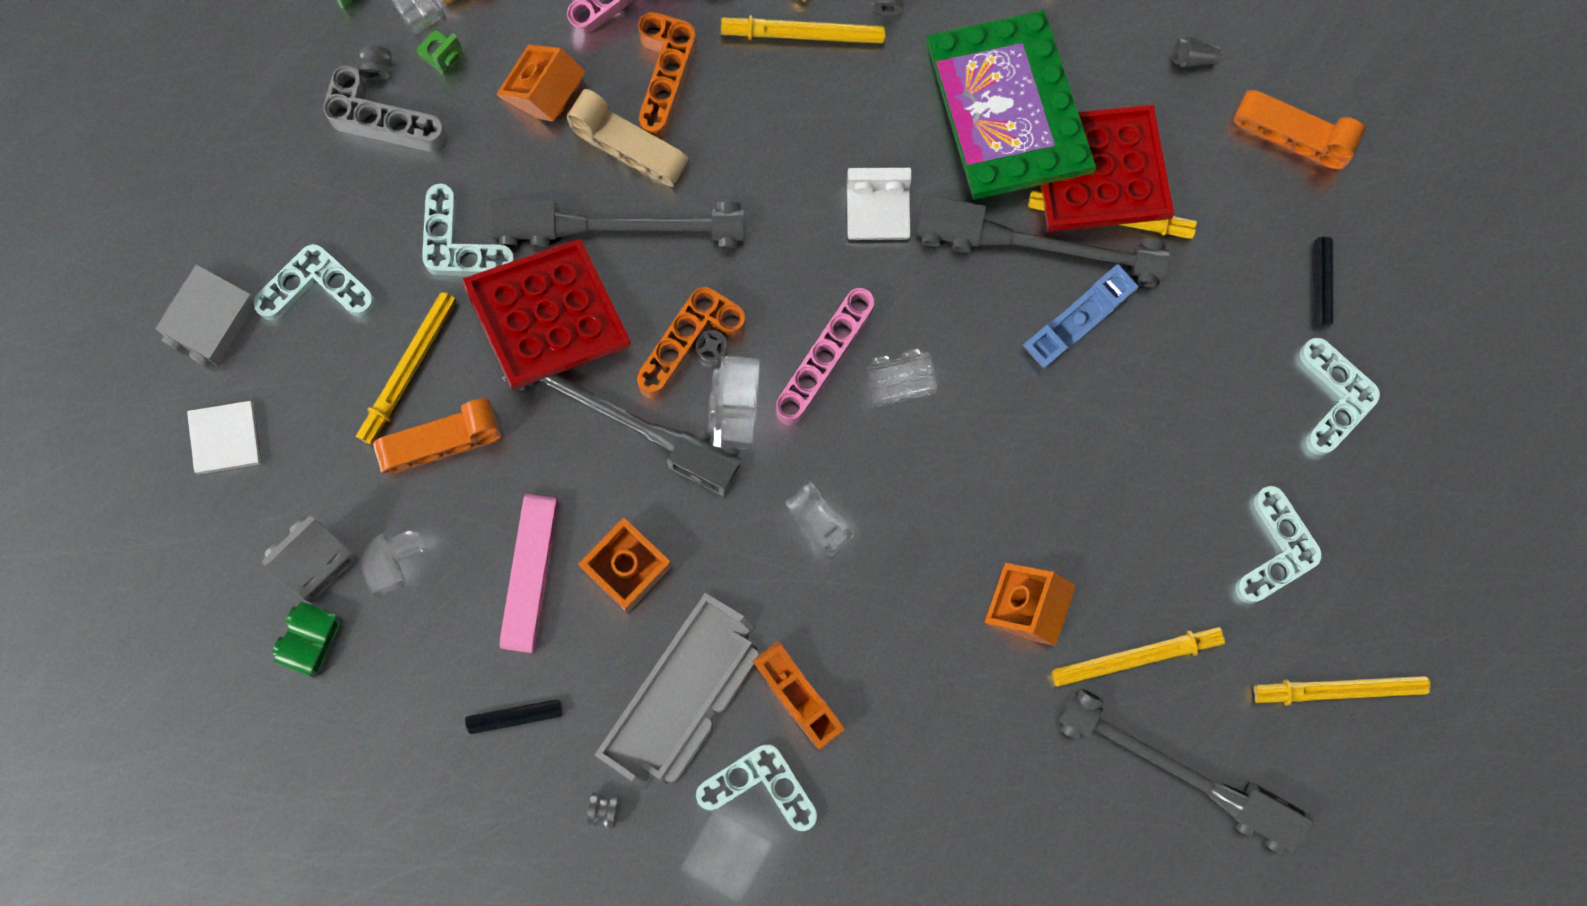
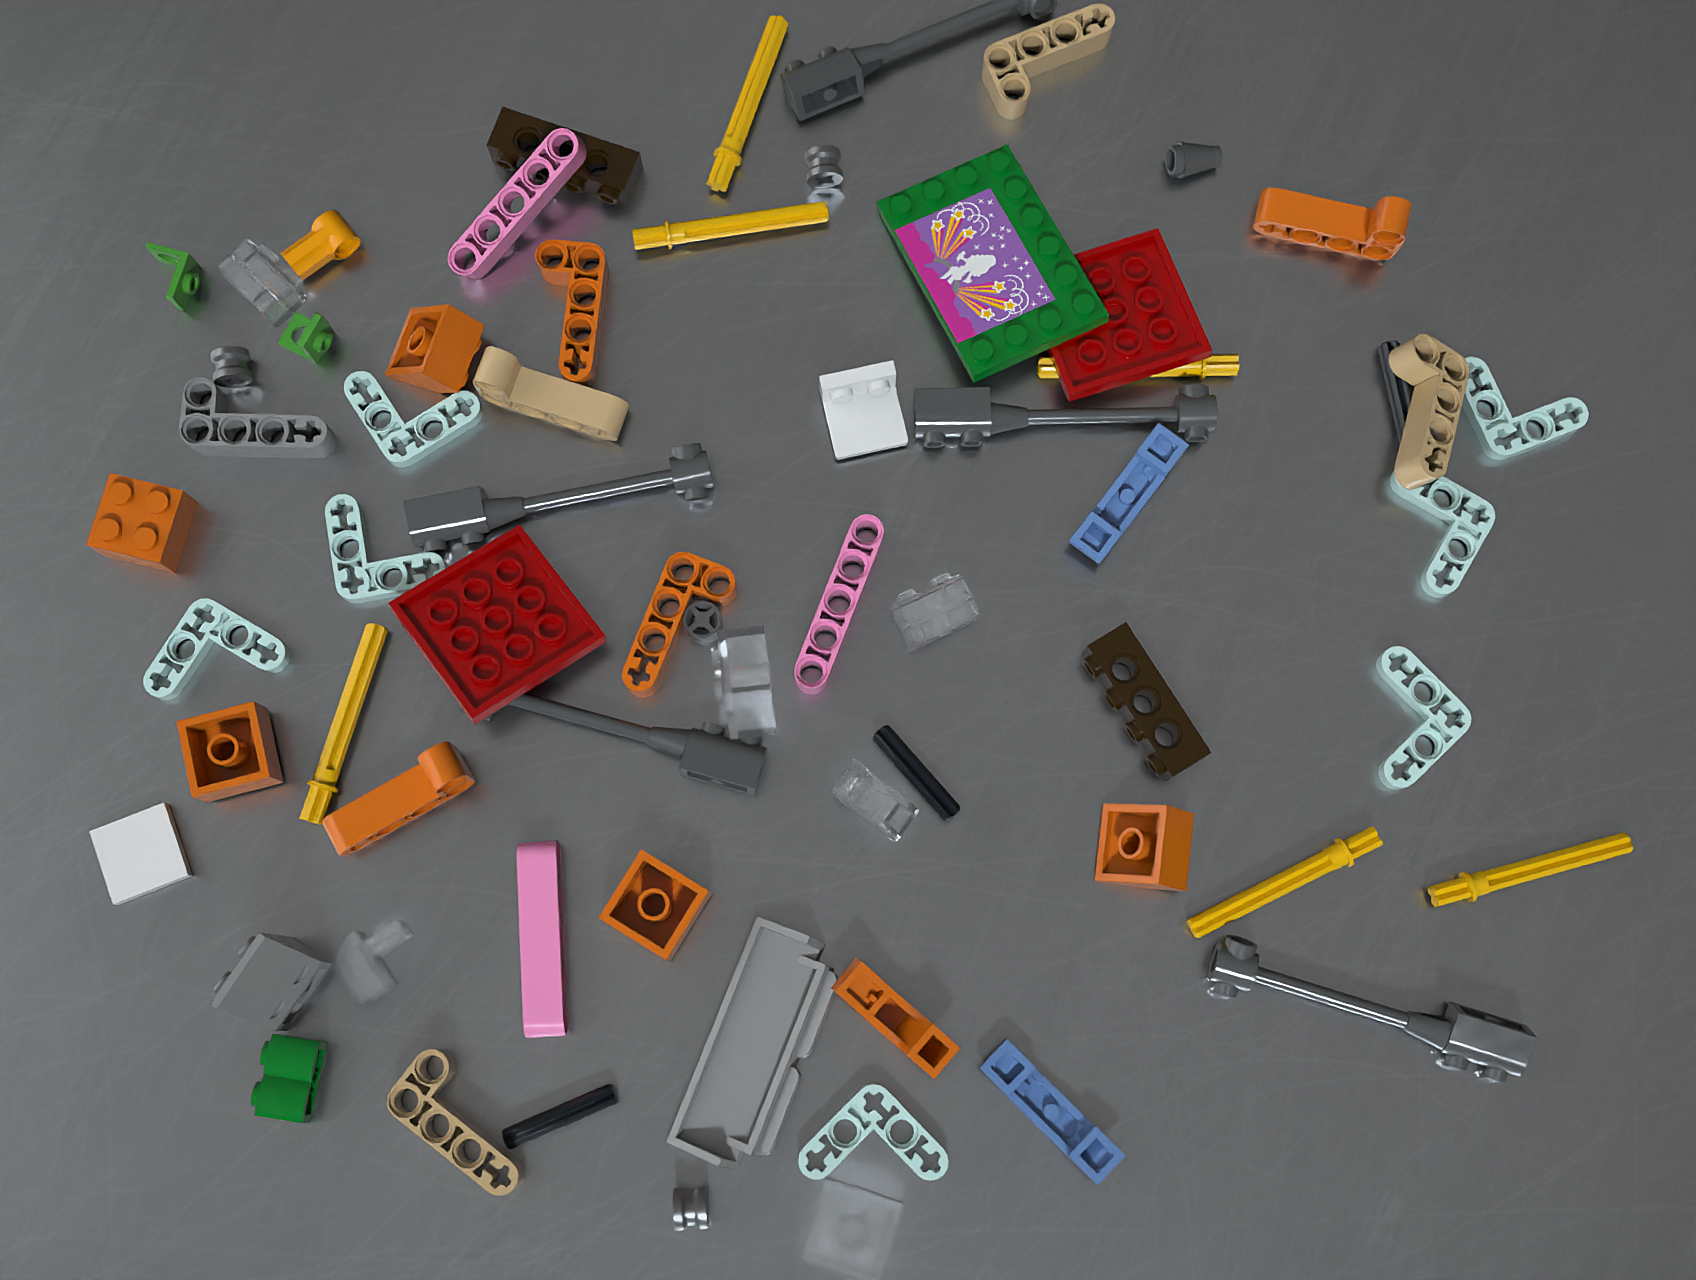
camera: 10 degrees left, 0 degrees up
(205, 316) = (88, 712): light grey brick -> none
(278, 174) = (142, 523): none -> orange brick
(311, 371) = (229, 752): none -> orange brick
(433, 708) = (460, 1127): none -> tan beam
(498, 143) = (398, 431): none -> light aqua beam
(858, 505) = (916, 772): none -> black axle
(907, 797) = (1052, 1112): none -> medium blue slope
(1048, 440) = (1123, 647): none -> dark brown brick
(1357, 280) = (1434, 410): none -> tan beam
(1403, 322) = (1502, 423): none -> light aqua beam

